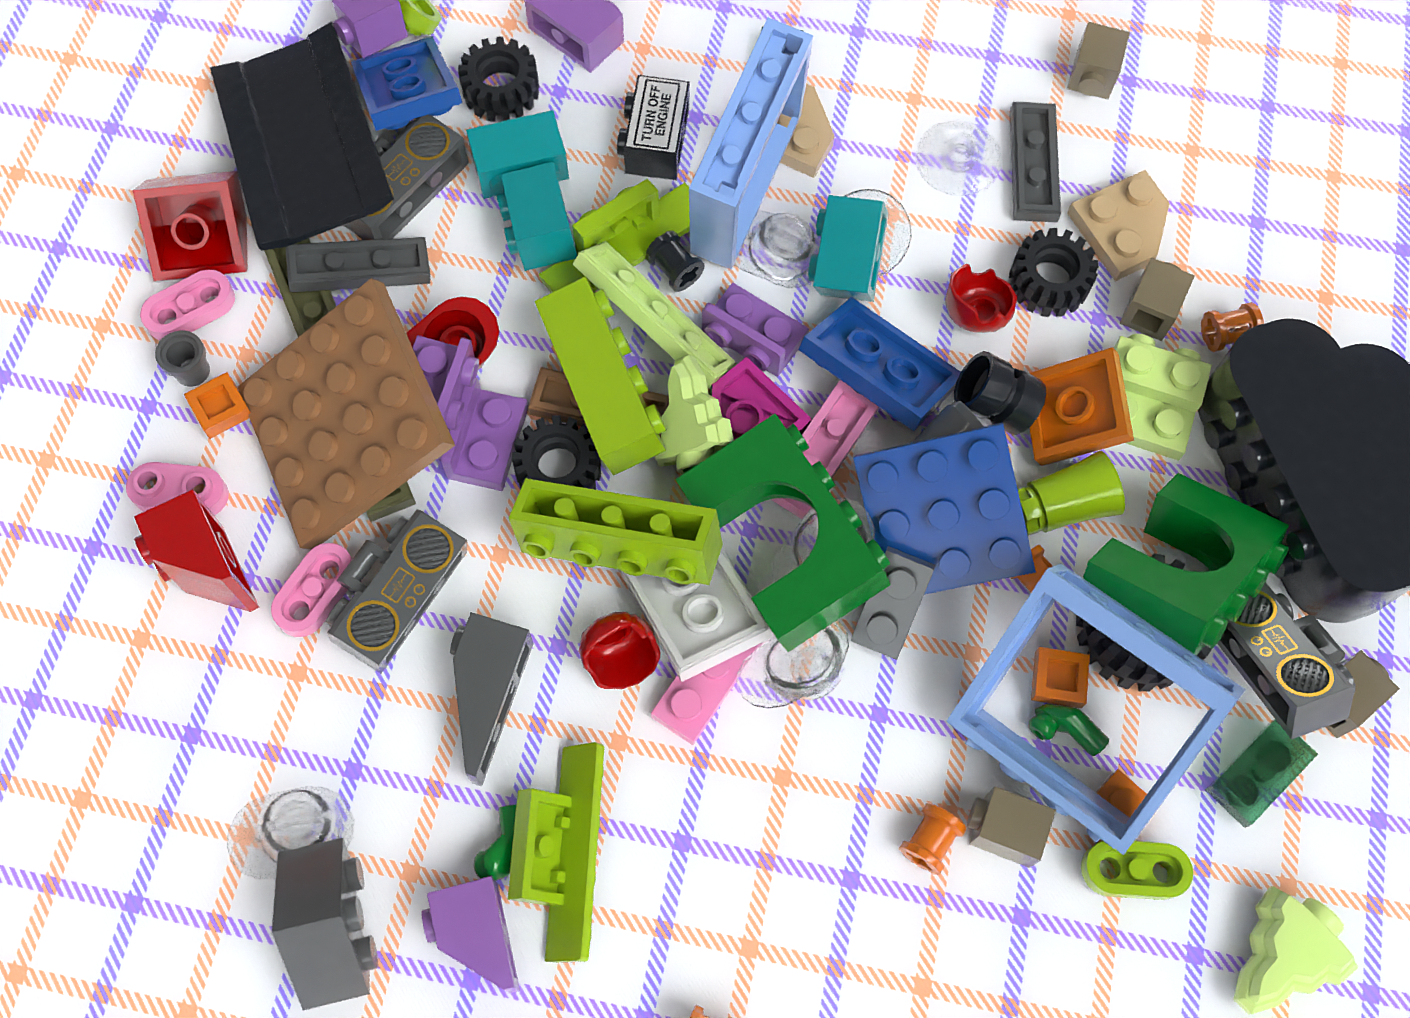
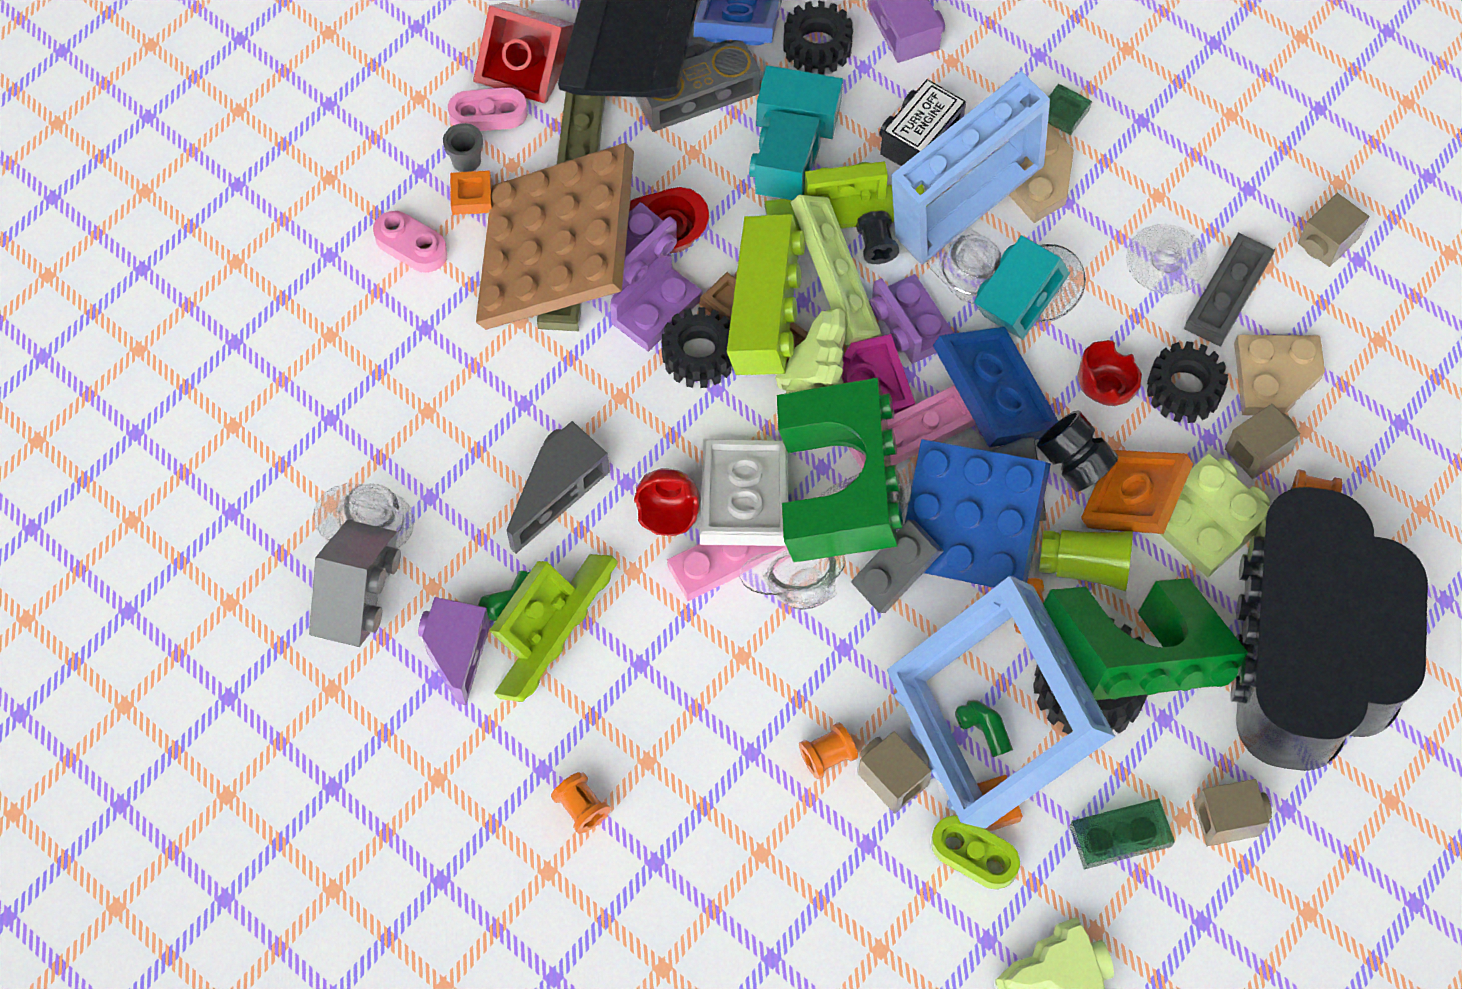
camera: 30 degrees right, 5 degrees down
(193, 551) = (398, 287): red slope -> none
(310, 589) = (468, 356): bright pink plate -> none
(355, 262) = (615, 126): dark grey tile -> none
(411, 576) = (529, 386): dark grey piece -> none
(617, 531) = (712, 413): lime brick -> none
(1060, 677) = (1000, 686): orange plate -> none
(1289, 664) = (1180, 766): dark grey piece -> none

